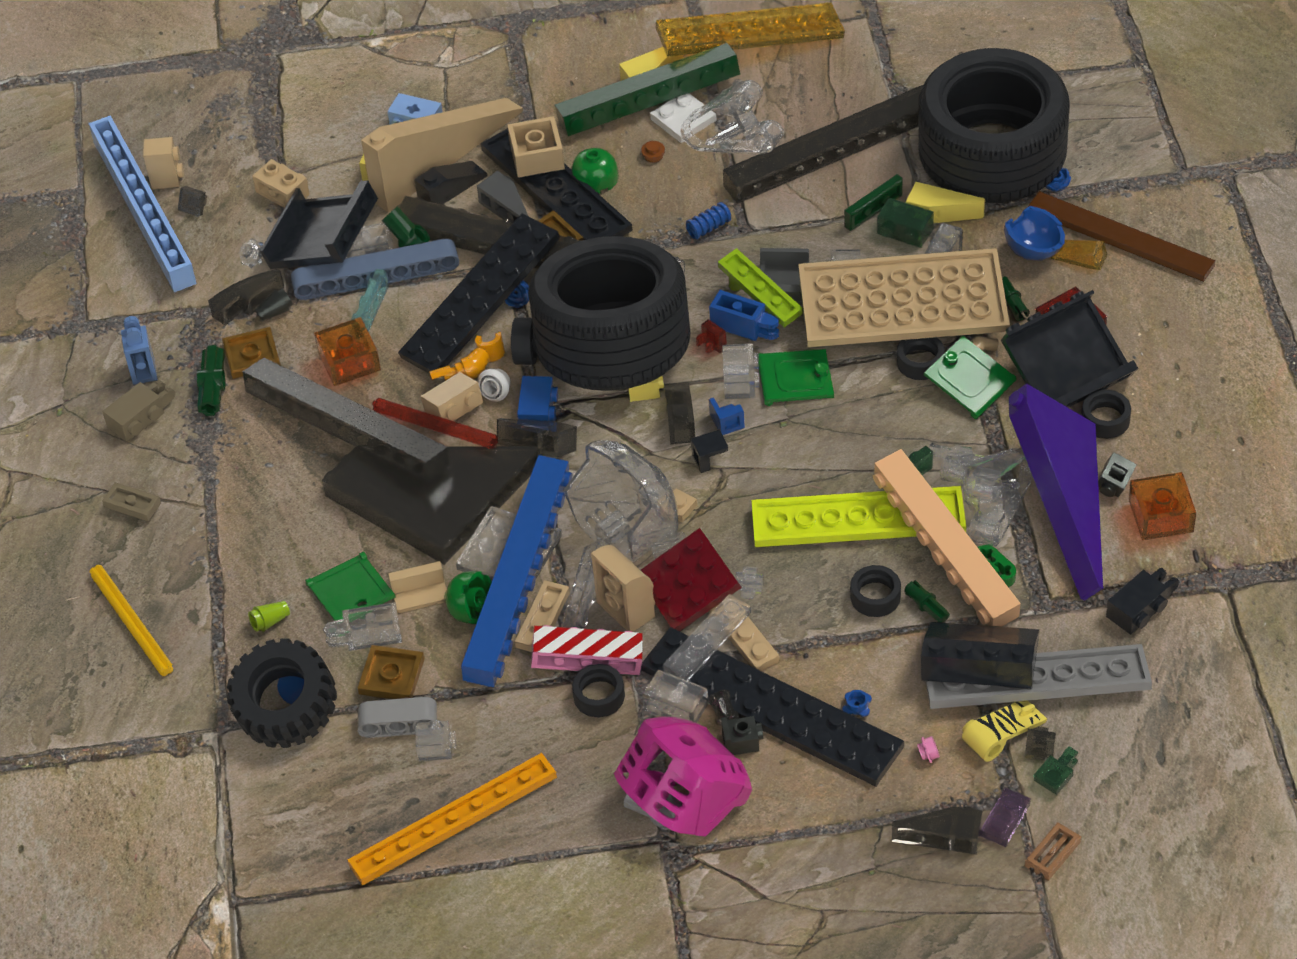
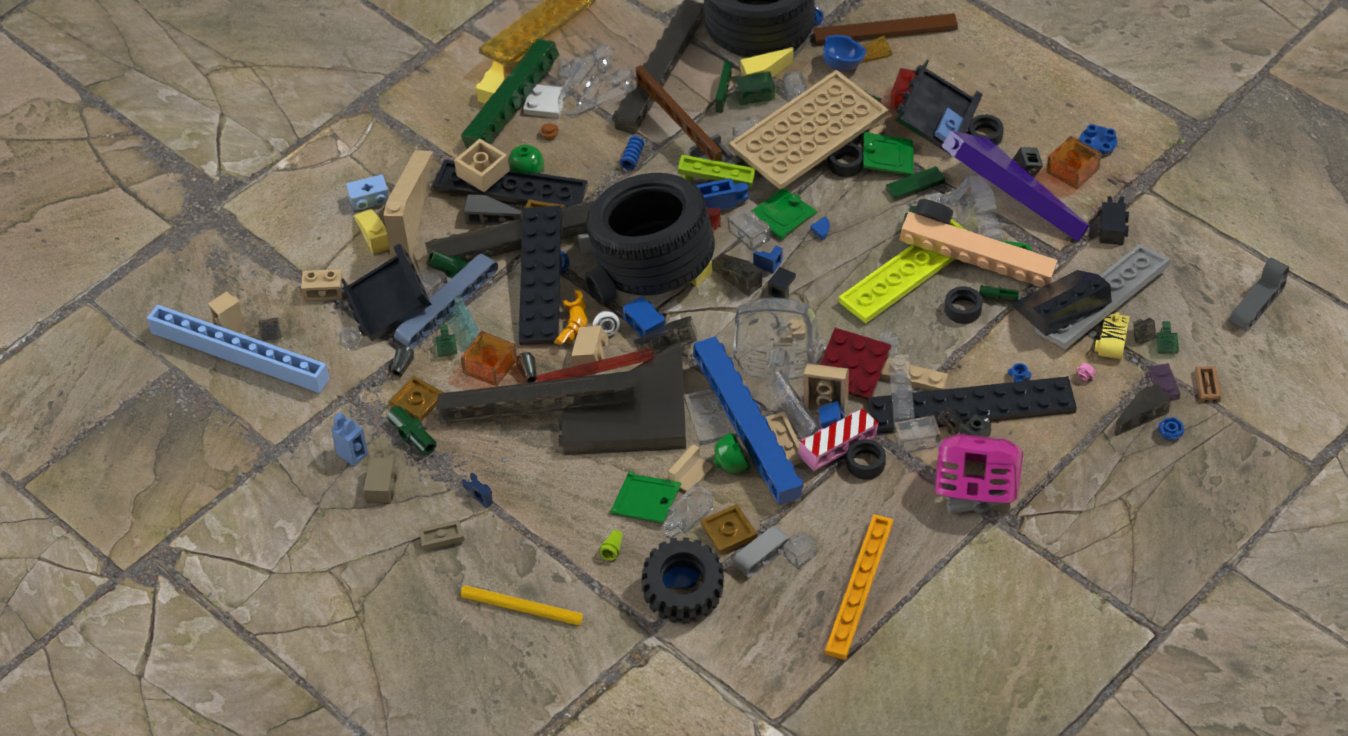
camera: 40 degrees left, 0 degrees up
(208, 482) = (480, 492): none -> dark blue plate
(244, 296) = (376, 366): clear smoke slope -> none
(332, 312) = (446, 343): none -> clear green plate
(379, 382) = (527, 366): none -> pearl dark grey cone
(448, 181) = (435, 221): black slope -> none
(606, 618) = (830, 413): none -> blue panel
(780, 204) = (678, 115): none -> reddish brown tile
(818, 415) = (821, 228): none -> blue tile
(930, 466) = (934, 210): none -> black tyre
(956, 865) = (1171, 428): none -> blue plate
(969, 427) = (915, 183): none -> dark green tile
(1063, 381) = (948, 122): none -> medium blue plate
(1216, 792) = (1261, 295): none -> dark grey beam
(1226, 499) = (1099, 138): none -> blue dish

